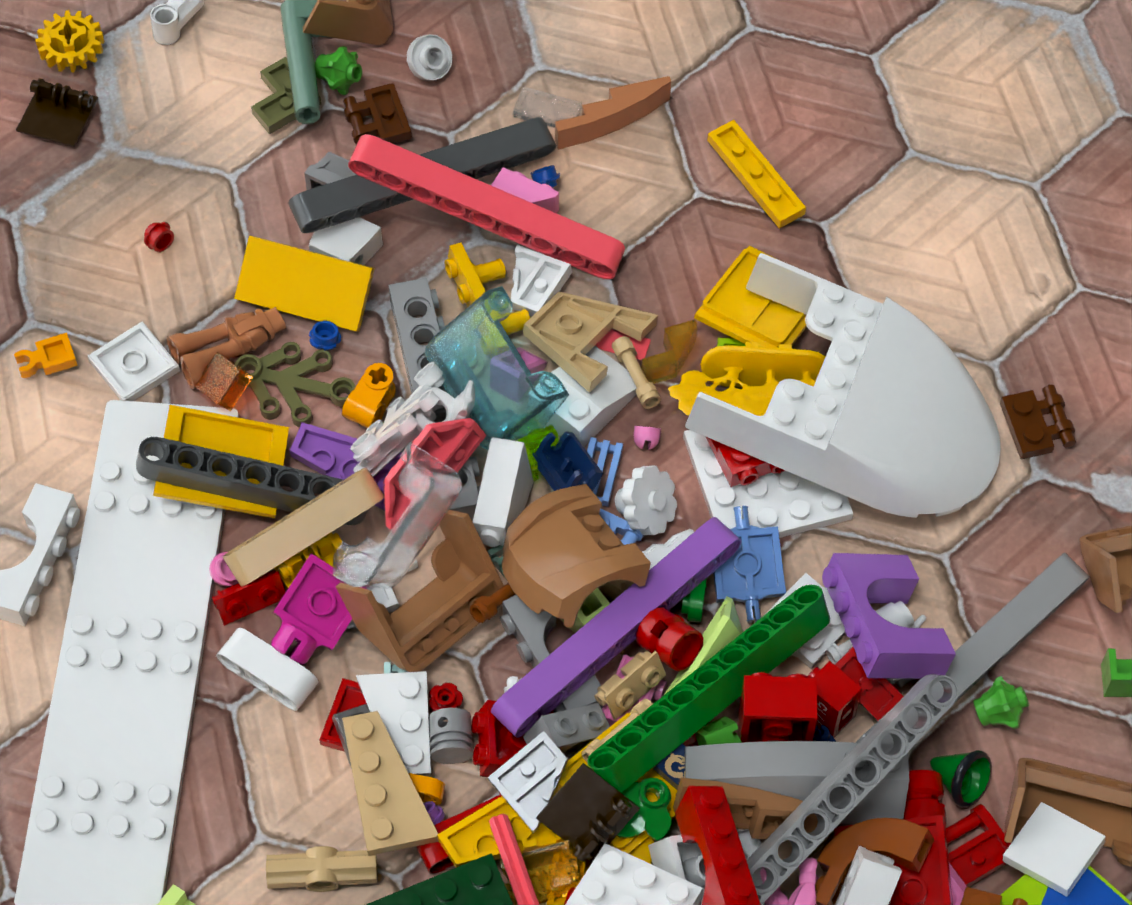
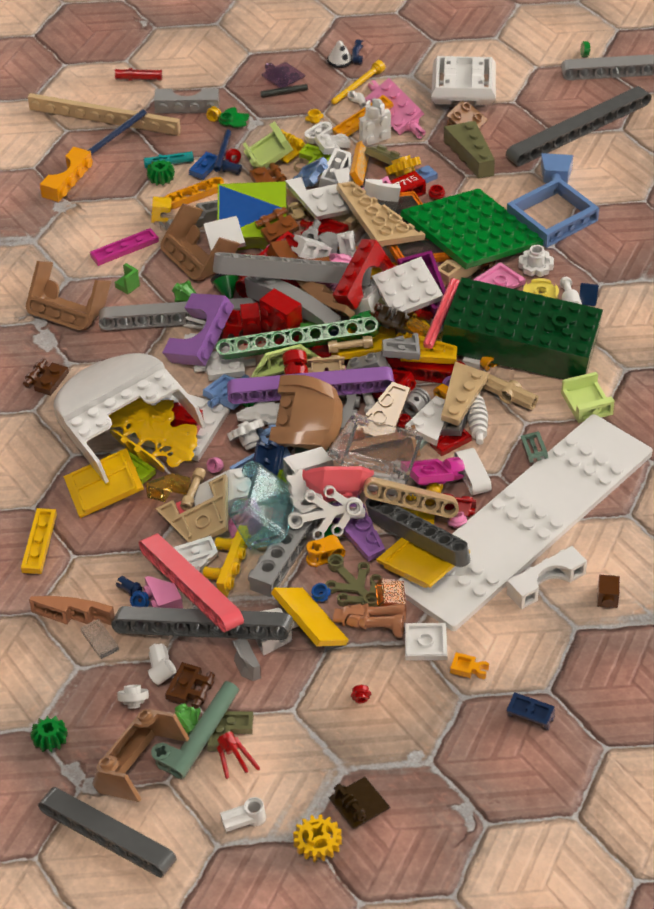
camera: 140 degrees left, 15 degrees down
(195, 788) = (536, 454): none -> sand green tile
(254, 63) = (230, 745): none -> red plant
(328, 771) = (478, 419): none -> white piece
(435, 114) = (161, 666): none -> white piece
(474, 670) = (389, 405): none -> tan wing
(578, 189) = (128, 585): none -> dark blue pin

